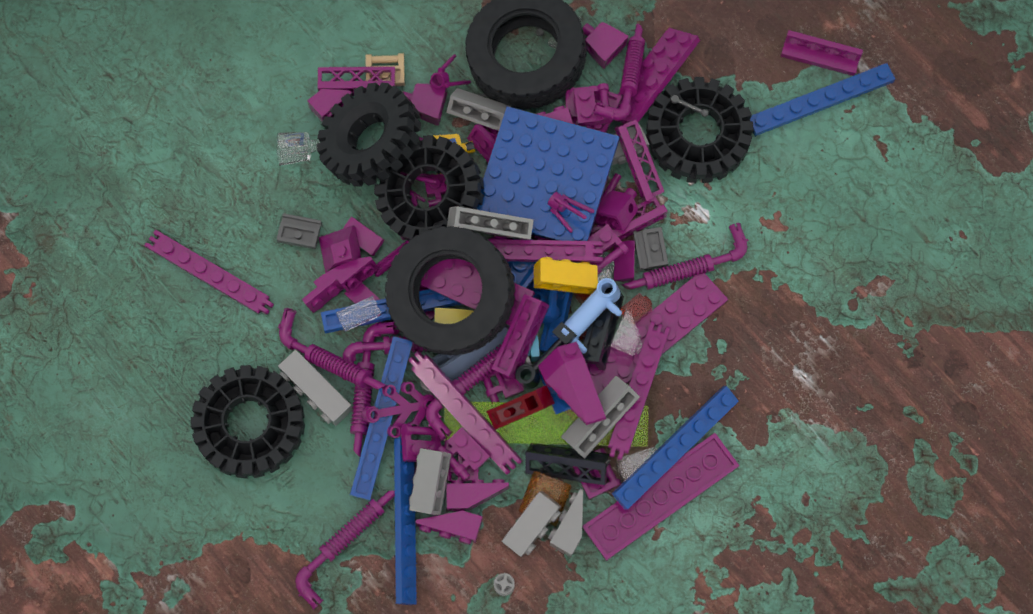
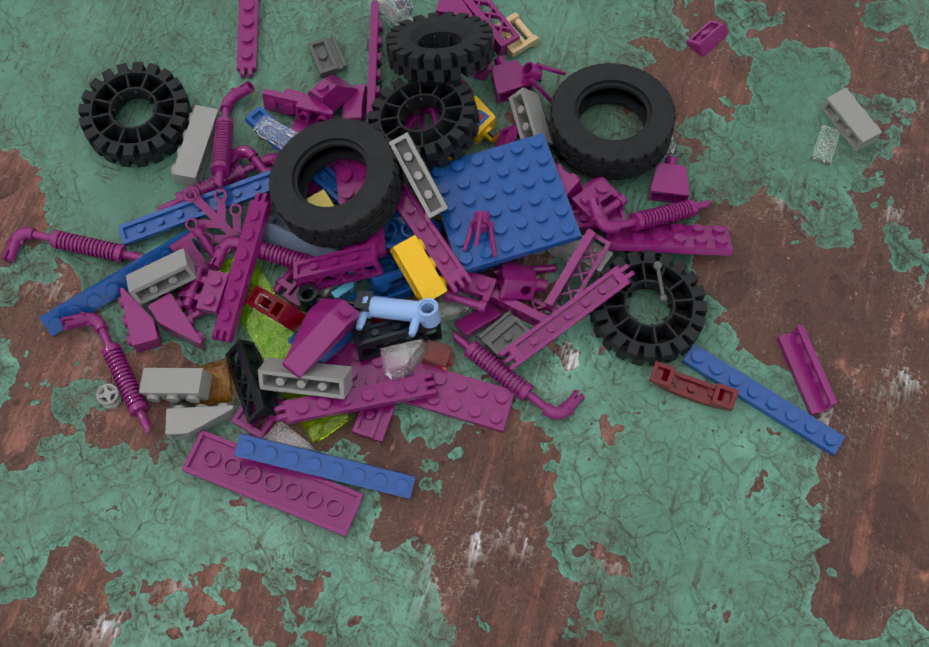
camera: 55 degrees right, 5 degrees down
(331, 195) = (375, 57): none -> magenta hinge
(479, 562) = (116, 363): none -> magenta piece
(661, 391) = (374, 422): none -> magenta plate
(673, 192) = (566, 316): none -> magenta hinge
(783, 141) = (693, 389): none -> dark red slope

